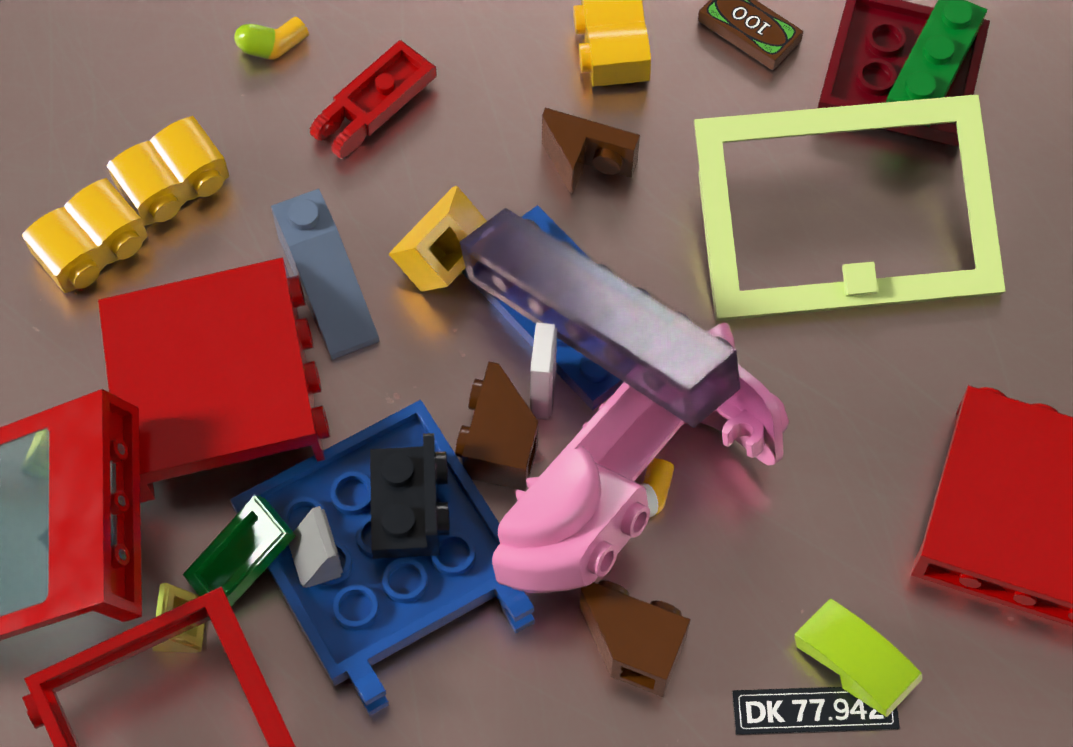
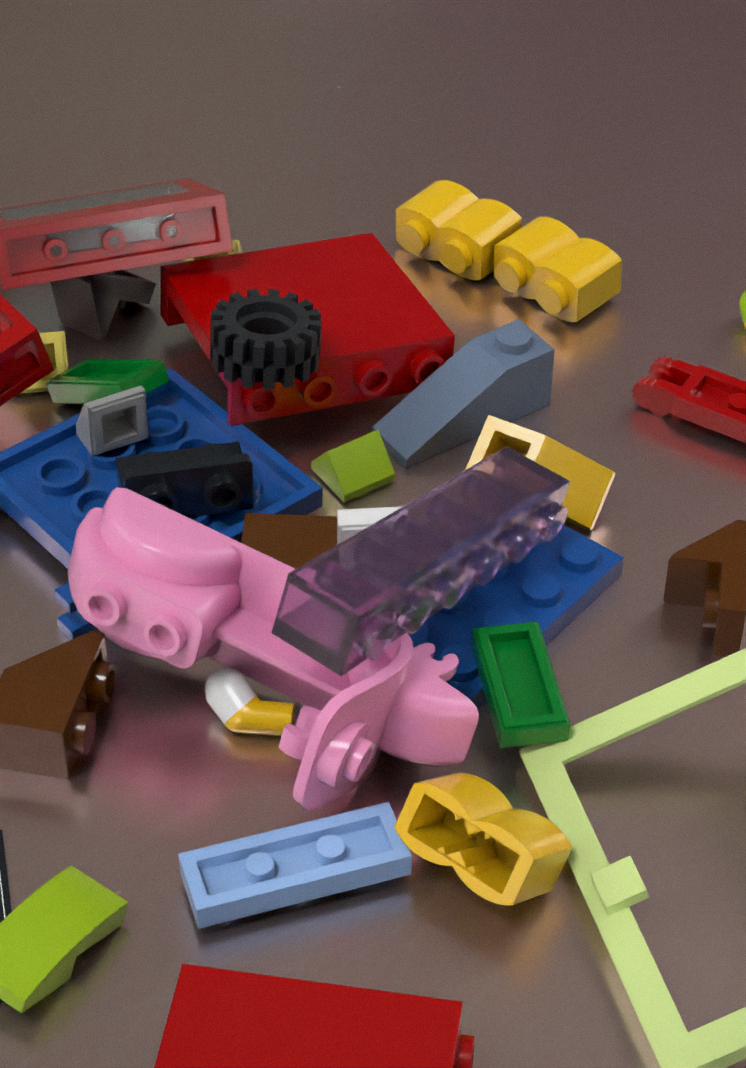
camera: 80 degrees right, 20 degrees down
(285, 368) = (265, 338): none -> black tyre
(378, 376) = (355, 467): none -> lime slope
(695, 294) = (519, 684): none -> green tile
(813, 486) = (293, 864): none -> light blue plate
(817, 350) = (492, 847): none -> yellow brick

